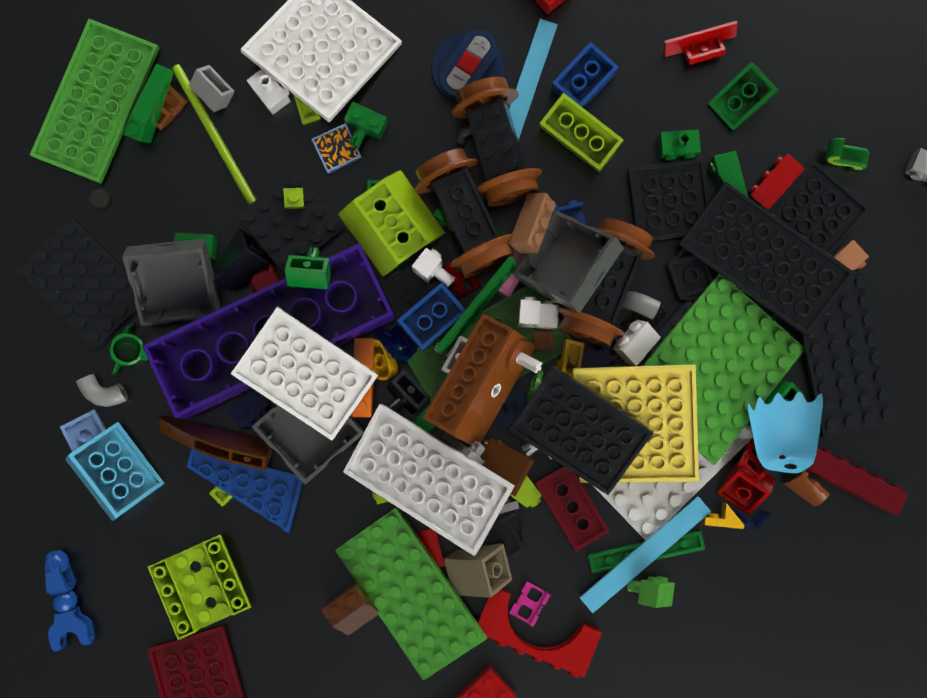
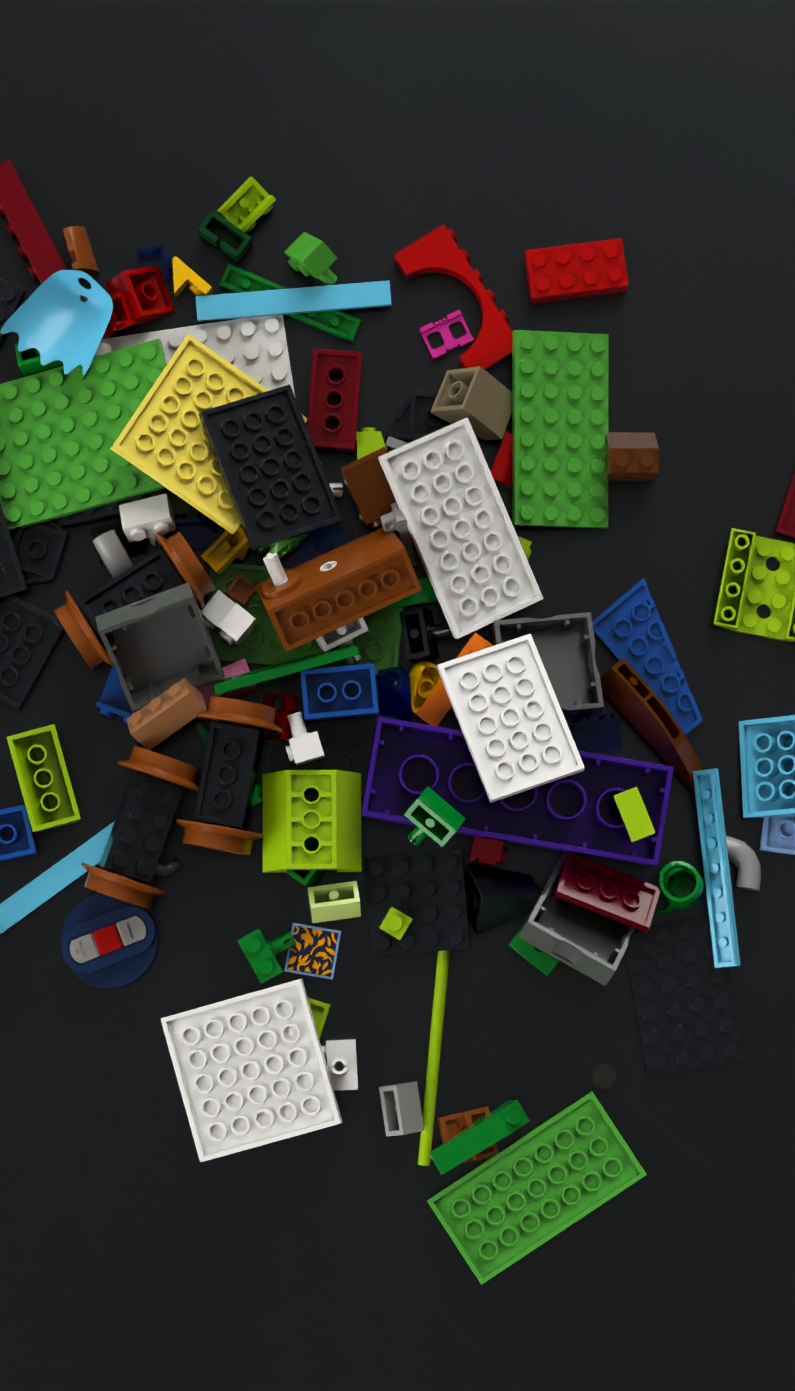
camera: 150 degrees left, 0 degrees up
(111, 376) = (716, 868): none -> medium azure tile
(167, 308) = (607, 892): none -> dark red plate
(179, 367) = (634, 814): none -> lime tile
(220, 496) = (689, 666): lime tile -> none
(343, 185) = (334, 902): none -> yellowish green brick
(721, 566) = (221, 232): none -> dark green piece
(721, 596) = (247, 205): none -> lime bracket

